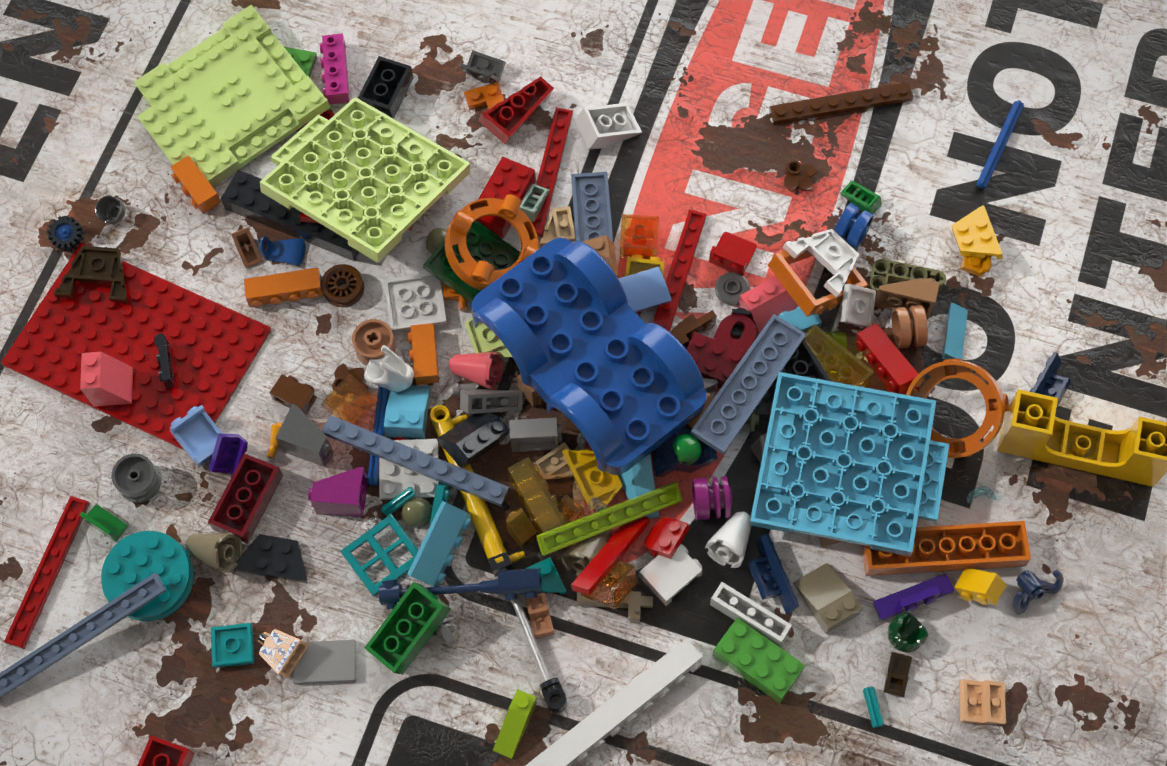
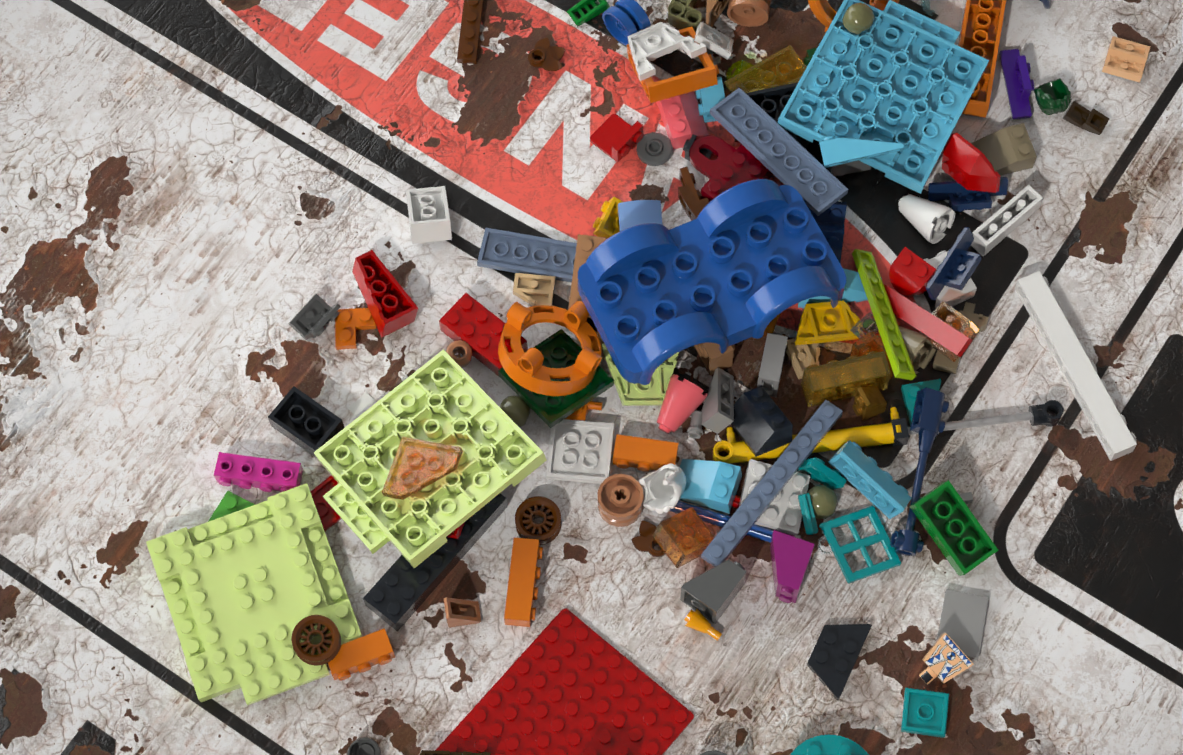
camera: 75 degrees left, 0 degrees up
(164, 359) = (579, 722): black hinge -> none
(196, 434) = (682, 701): light blue panel -> none
(199, 152) = (319, 621): none -> reddish brown wheel
(216, 549) = (817, 709): dark tan cone -> none
(227, 453) = (714, 670): dark purple bracket -> none
(246, 498) = (767, 665): dark red brick -> none
(285, 251) = (475, 573): blue piece -> none
(289, 391) = (655, 596): reddish brown brick -> none
(347, 167) = (418, 466): none -> clear orange plate
(476, 181) = (460, 347): none -> nougat head
(515, 723) = (1065, 455): lime slope -> none
(531, 212) = (498, 297): sand green slope -> none
(540, 616) = (962, 410): nougat slope -> none
(551, 162) = (451, 280): red tile -> none
(639, 236) = (573, 214): clear orange brick -> none
(679, 573) = (956, 266): none -> dark blue bracket
(680, 267) = (610, 186): red tile -> none
(687, 448) = (832, 222): green hair -> none
(711, 498) = (881, 221): magenta wheel -> none
(758, 660) = (1050, 227): bright green brick -> none
(761, 436) = (845, 150): none -> medium azure slope
(793, 561) = (969, 165): none -> red wedge
(873, 707) = (1112, 146): teal axle -> none
(886, 359) = (775, 34): red wedge -> none
(911, 416) = (858, 18): none -> olive hair
(980, 586) = (1024, 23): yellow brick -> none

